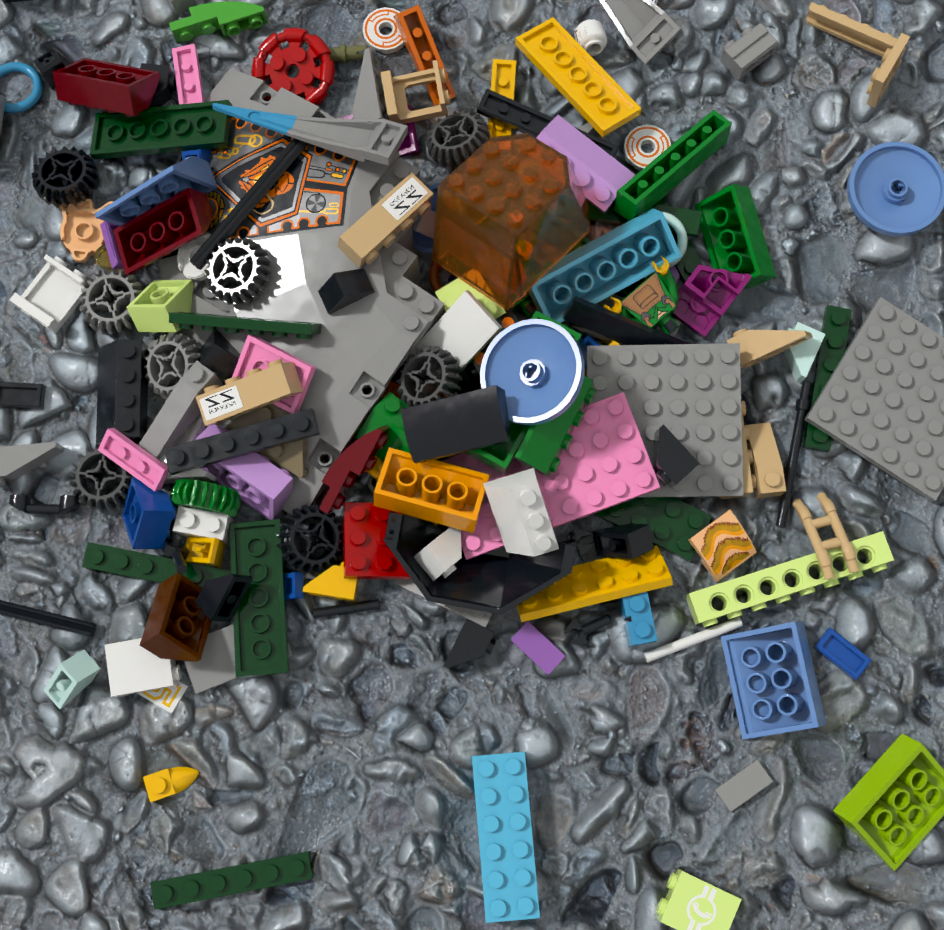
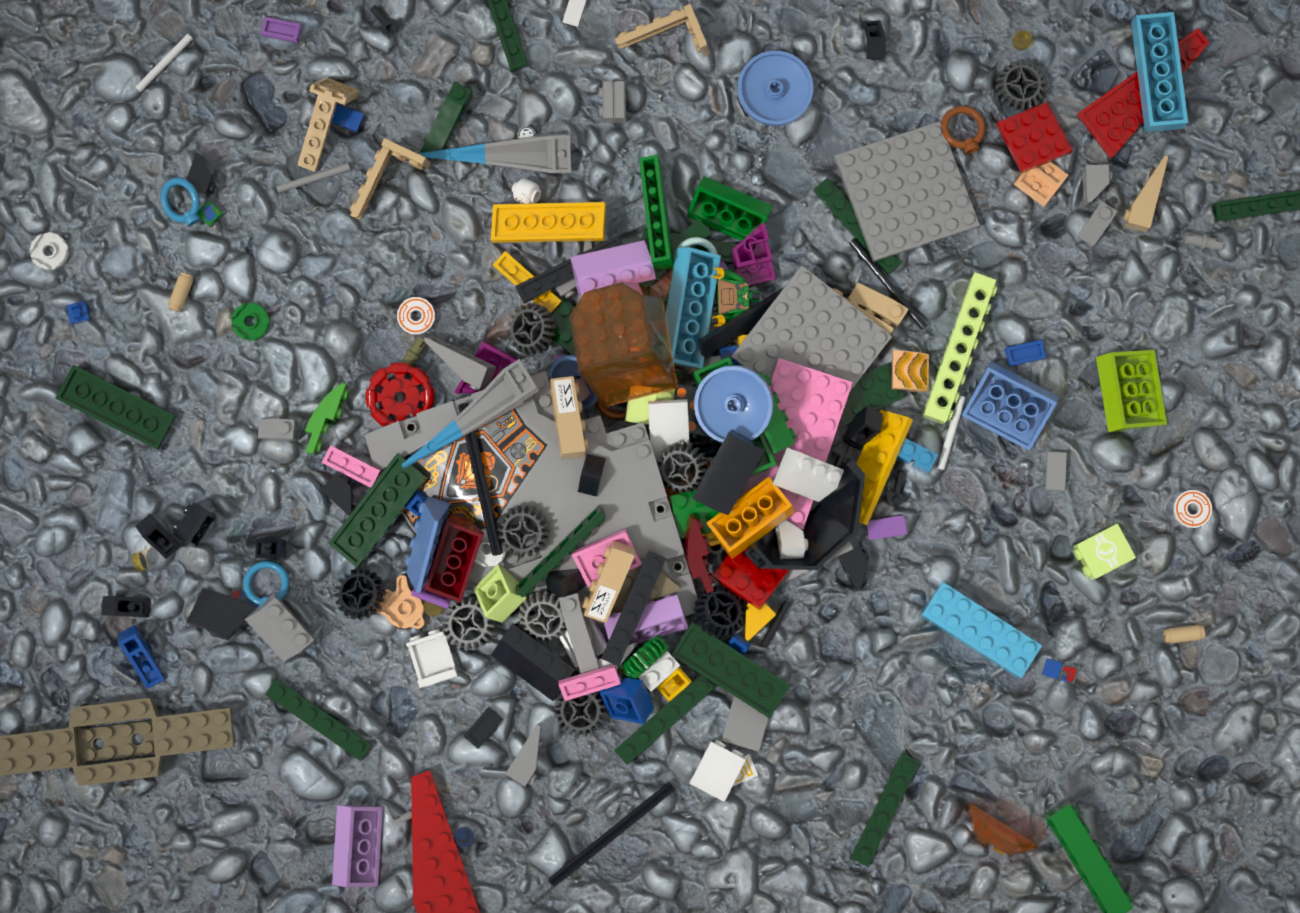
camera: 55 degrees left, 5 degrees up
(67, 504) = (559, 773): black bar -> none
(71, 678) = (693, 819): light aqua slope -> none
(106, 86) = (319, 522): dark red slope -> none
(169, 782) = (799, 805): yellow plate -> none
(176, 623) = (709, 727): reddish brown slope -> none
(178, 554) = (666, 699): black bar -> none
(222, 596) = (716, 690): black slope -> none
(396, 99) = (474, 346): tan window -> none
(421, 47) = (455, 305): orange slope -> none
(644, 135) = (626, 226): white tile -> none
(671, 458) = (842, 363): black slope -> none
(763, 344) = (808, 250): tan slope -> none
(802, 355) = (829, 228): light aqua slope -> none
(821, 547) = (956, 316): tan piece -> none

